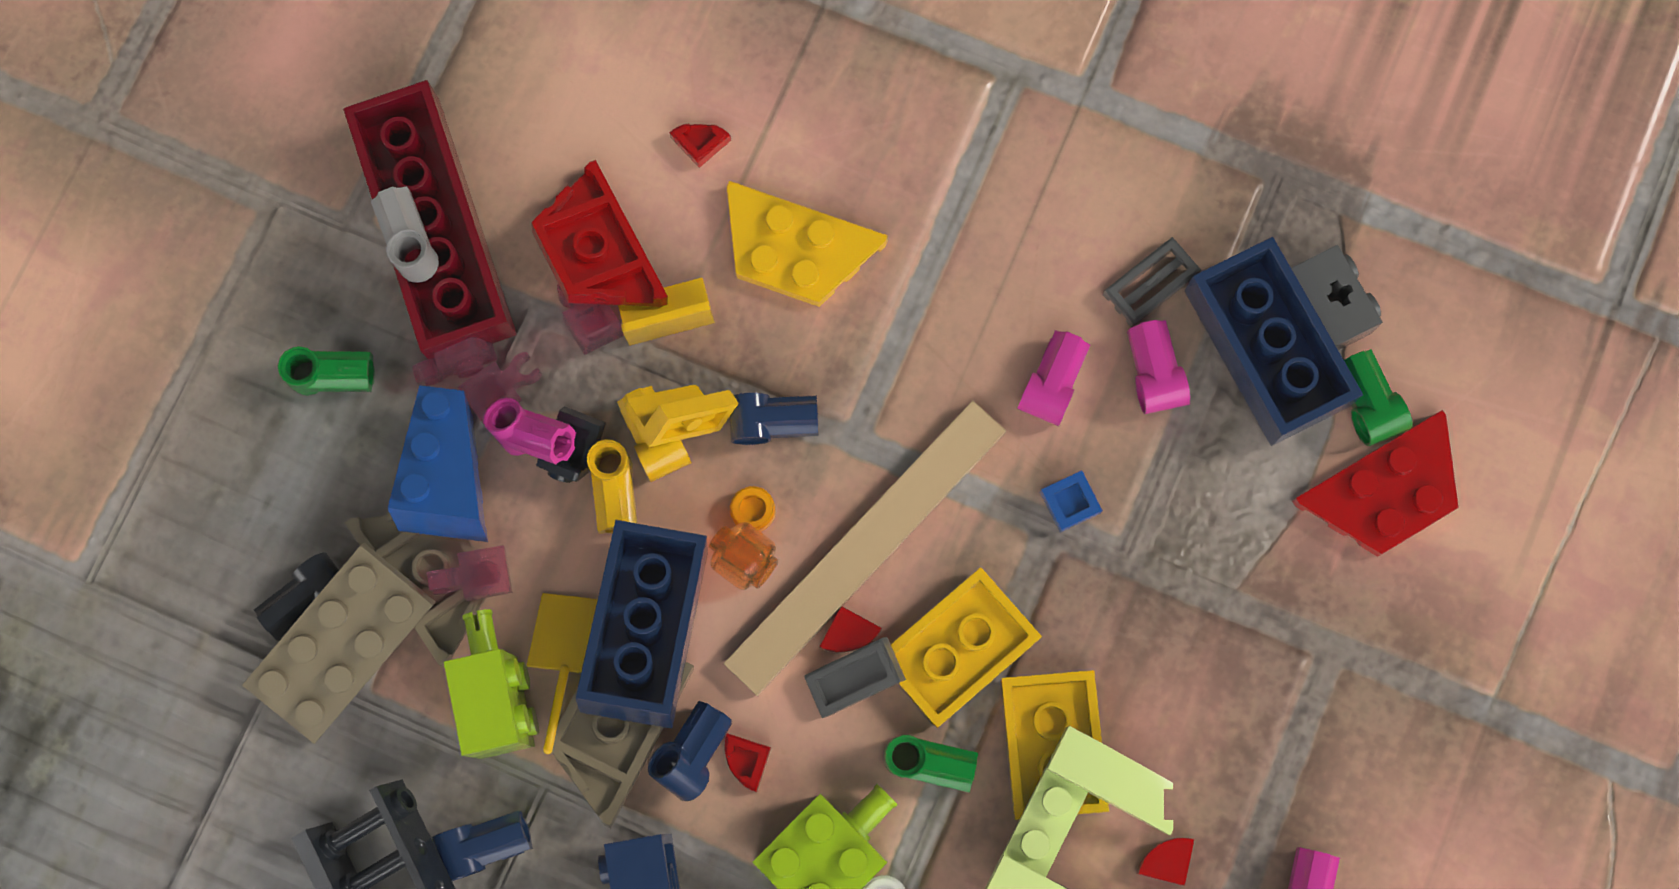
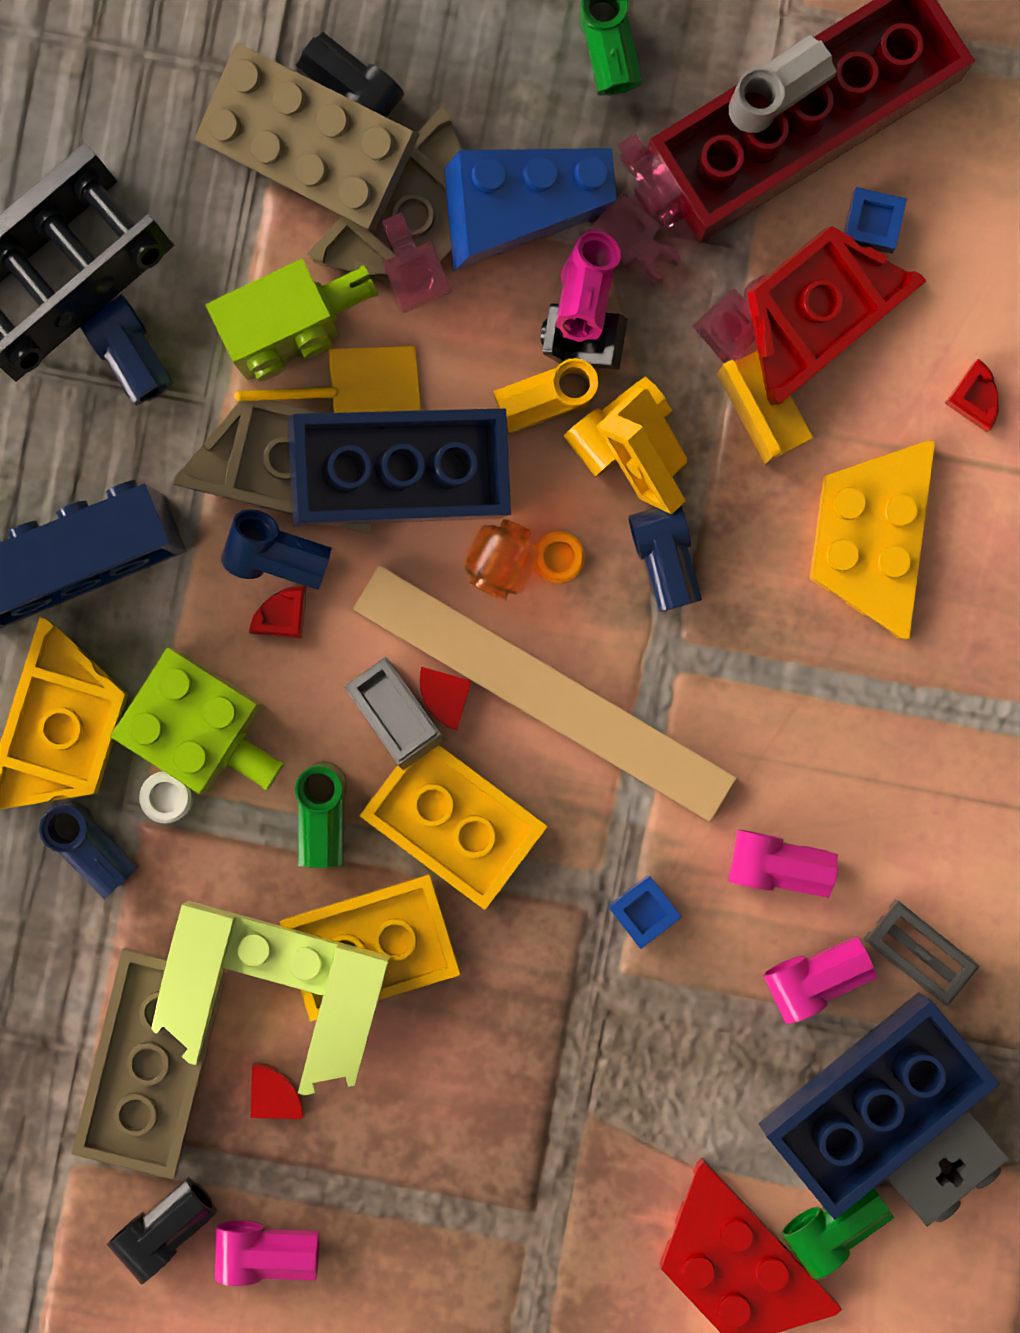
camera: 70 degrees right, 10 degrees up
(534, 188) = (875, 219): none -> blue plate

